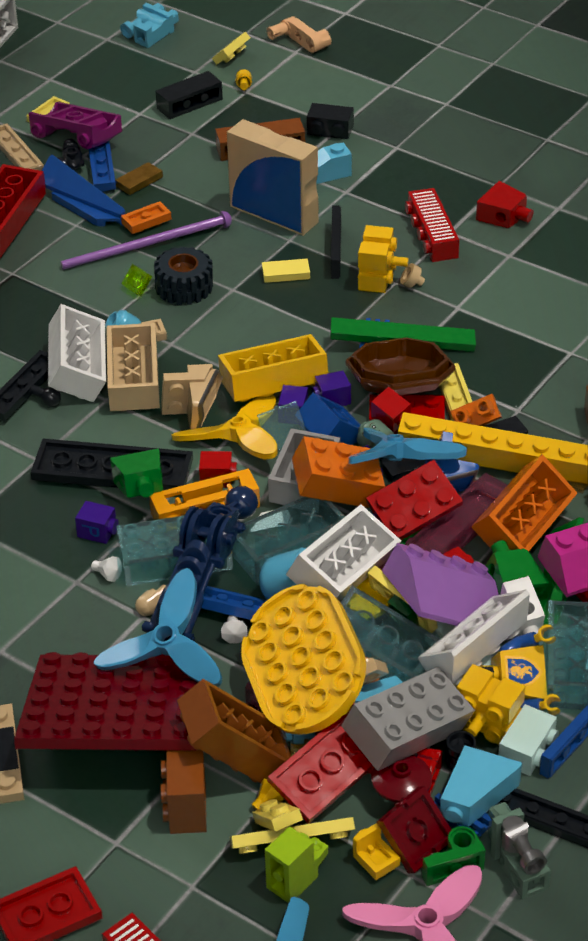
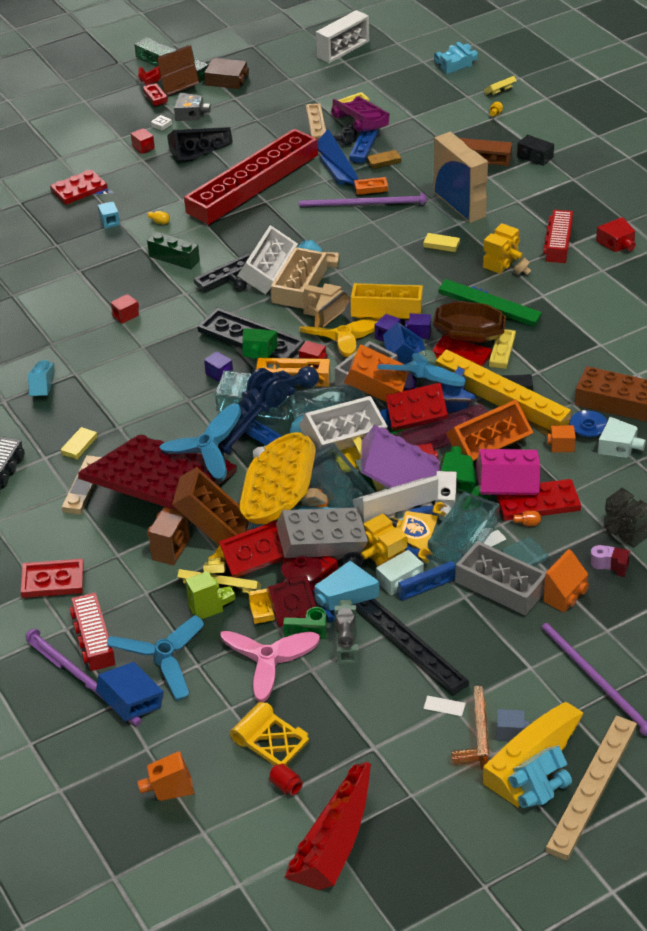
camera: 25 degrees right, 0 degrees up
(109, 568) = (209, 396): white rock -> none
(136, 279) = (338, 224): clear neon green plate -> none
(183, 275) = (369, 228): black wheel -> none
(189, 95) = (450, 111): black brick -> none
(280, 421) = (373, 333): clear light blue piece -> none
(300, 33) = (559, 91): light nougat beam -> none
(334, 163) = (511, 179): medium azure slope -> none
(336, 242) = (486, 229): black tile -> none
(389, 408) = (442, 342): red brick -> none
(478, 412) = (502, 365): orange hips -> none

